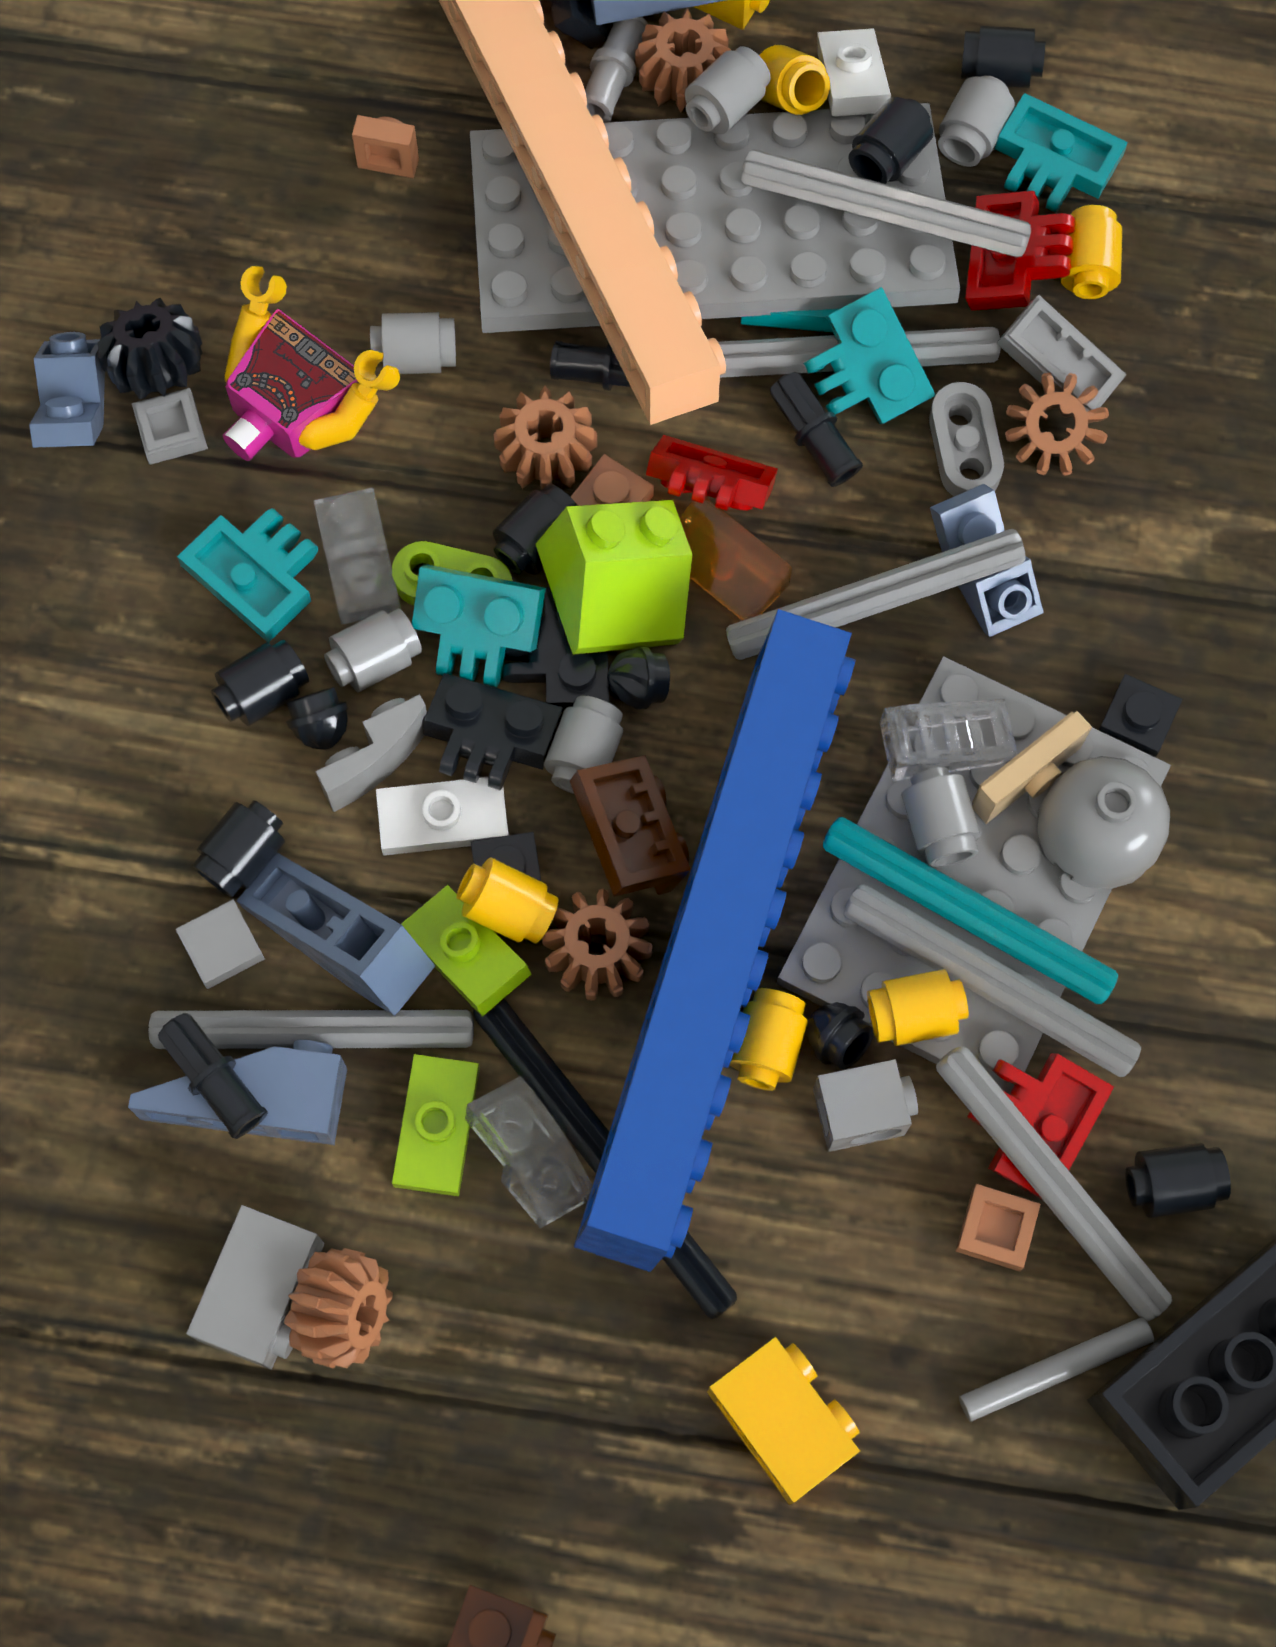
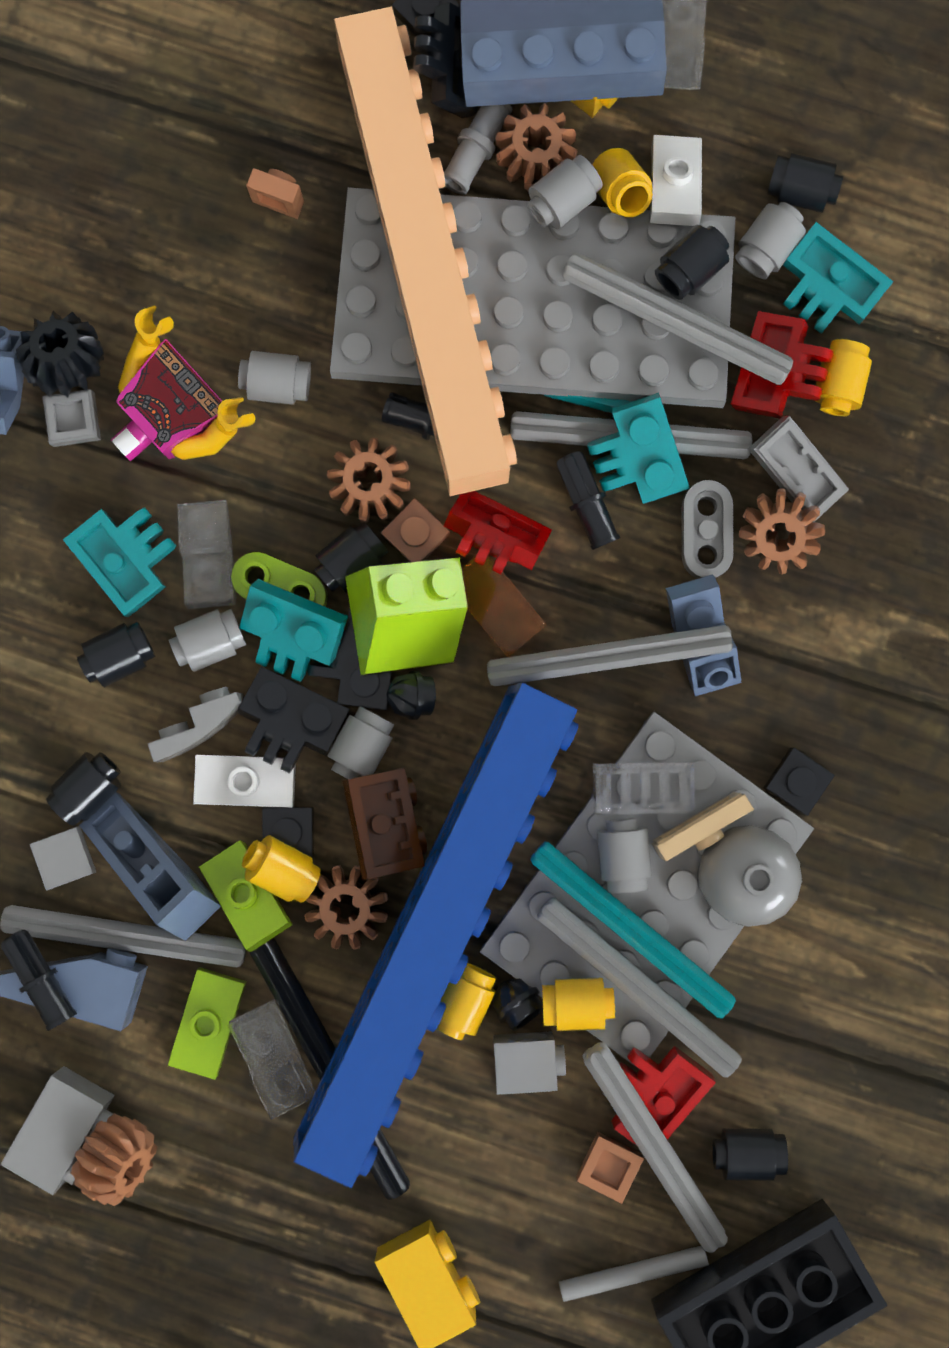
camera: 10 degrees right, 15 degrees up
(318, 719) = (157, 689): black plate -> none

